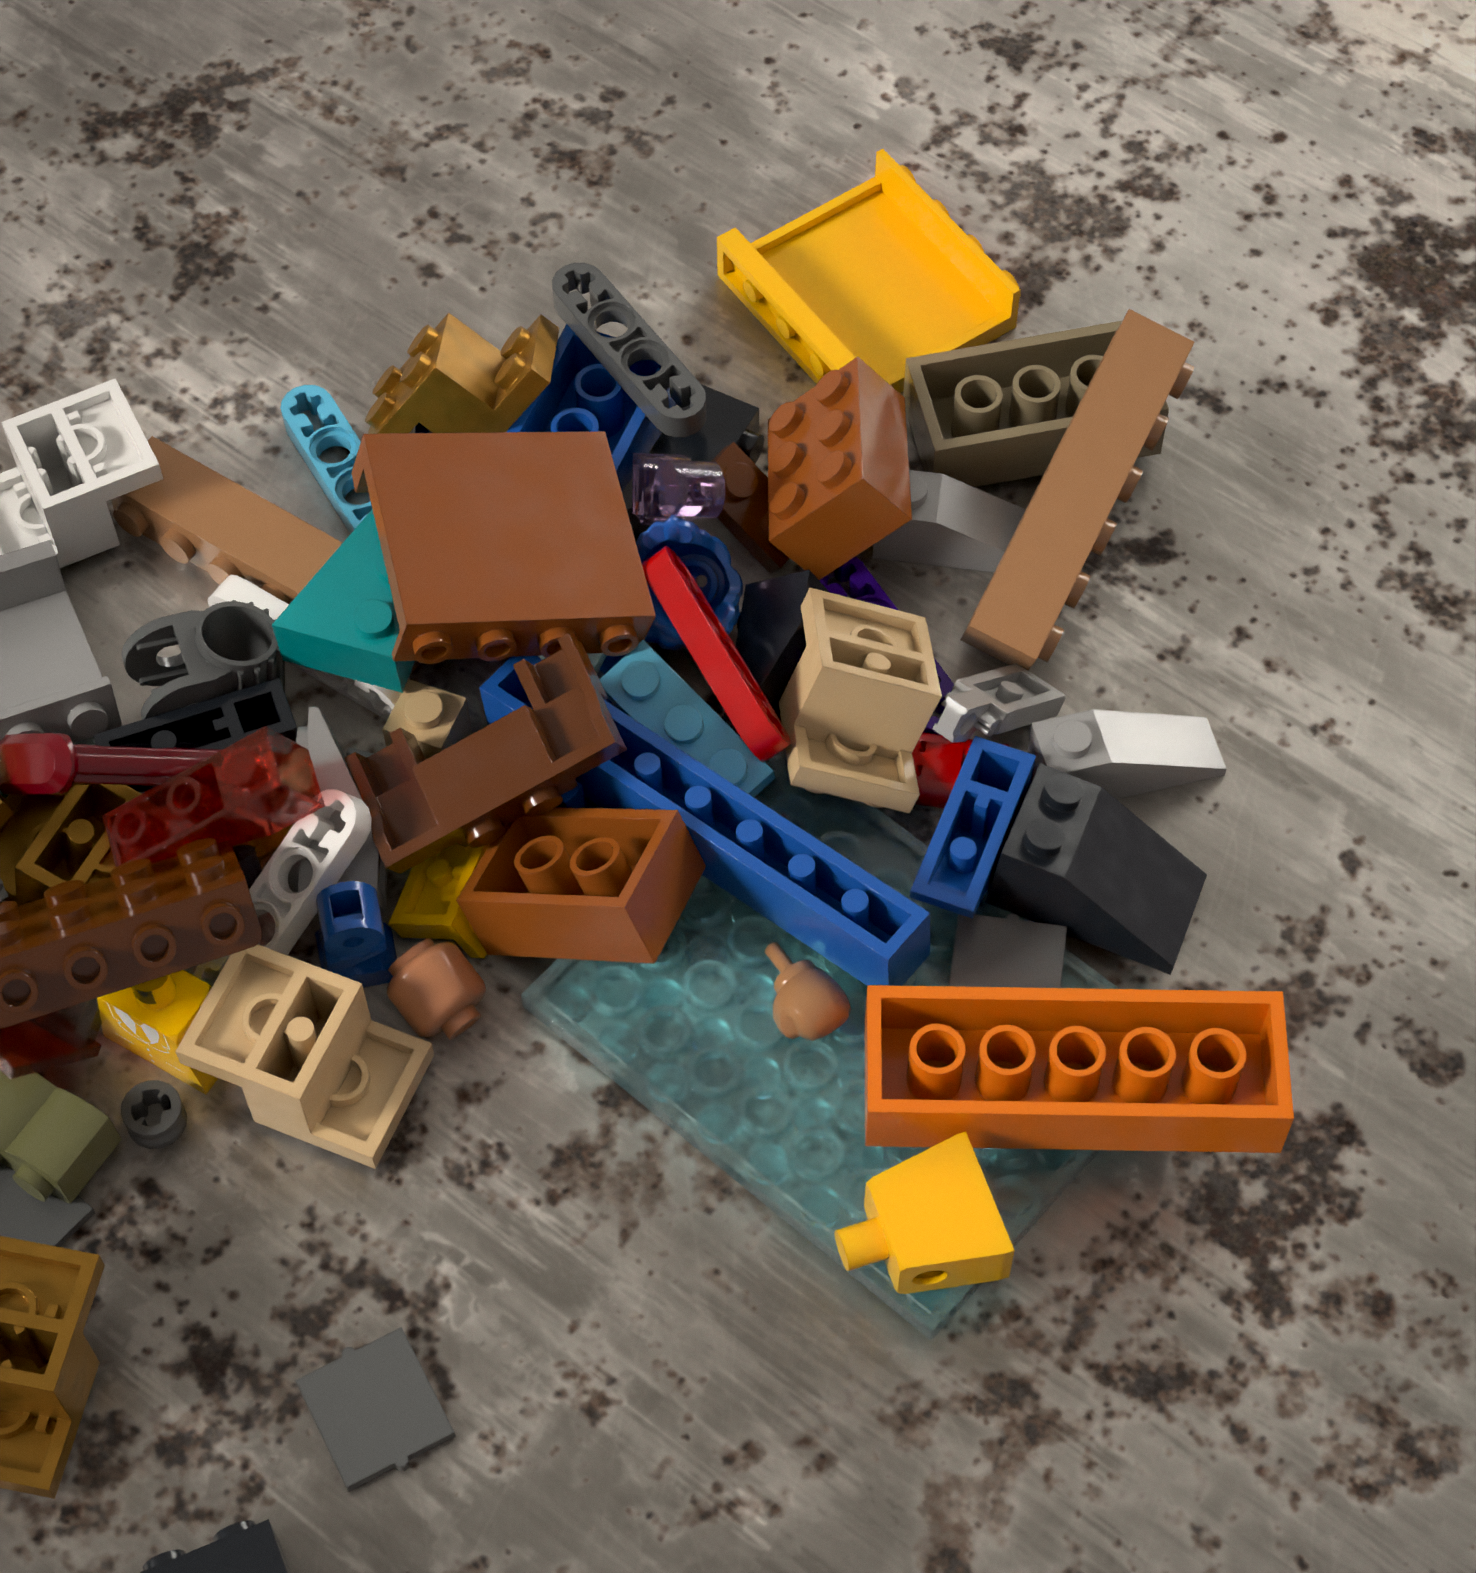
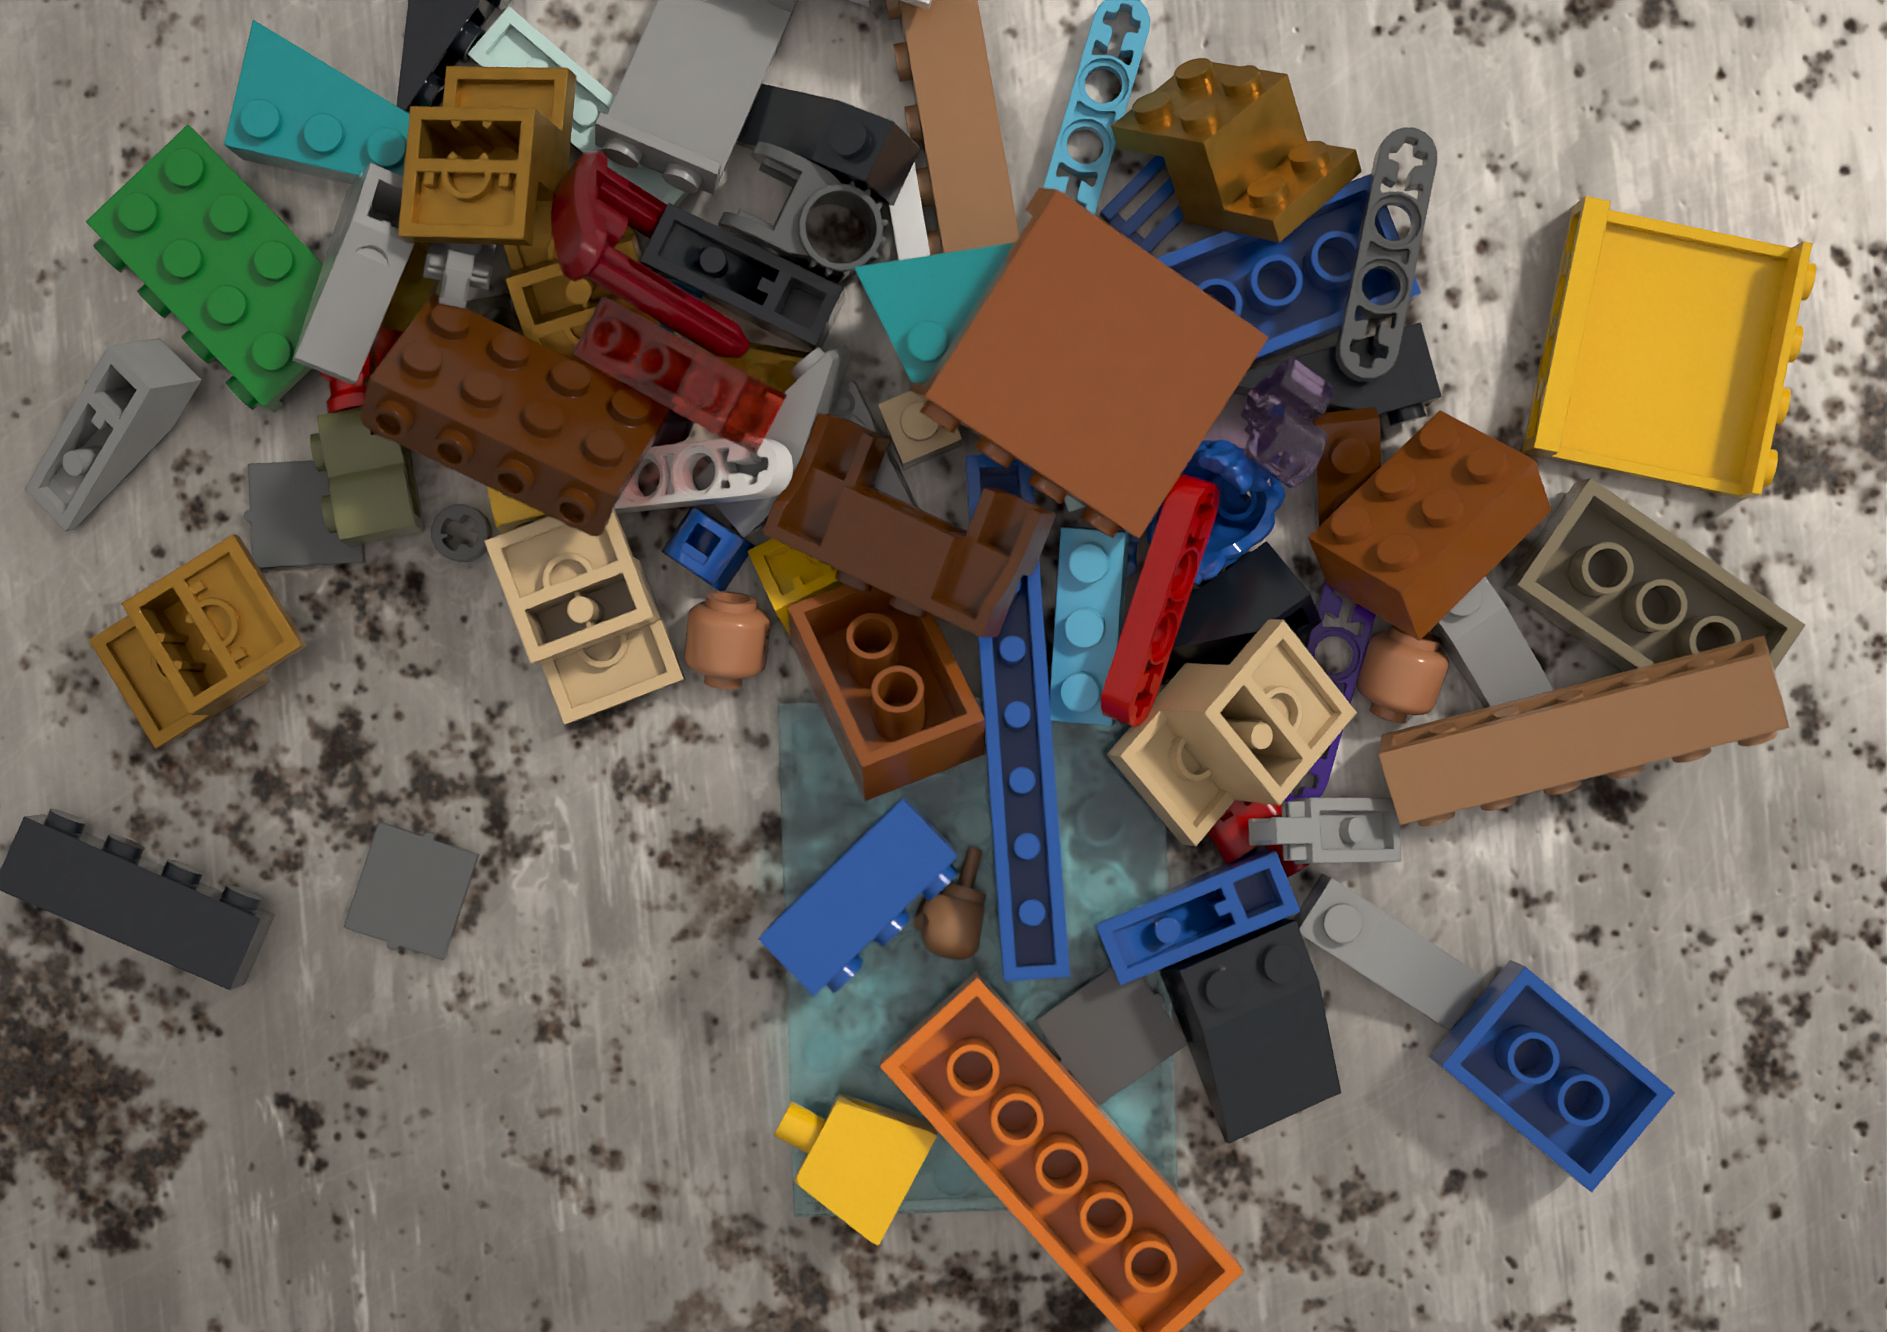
camera: 45 degrees right, 30 degrees up
(181, 582) = (834, 136): none -> black slope
(725, 1026) = (861, 898): none -> blue brick
(929, 584) = (1402, 674): none -> nougat head
(1321, 714) = (1552, 1075): none -> blue brick

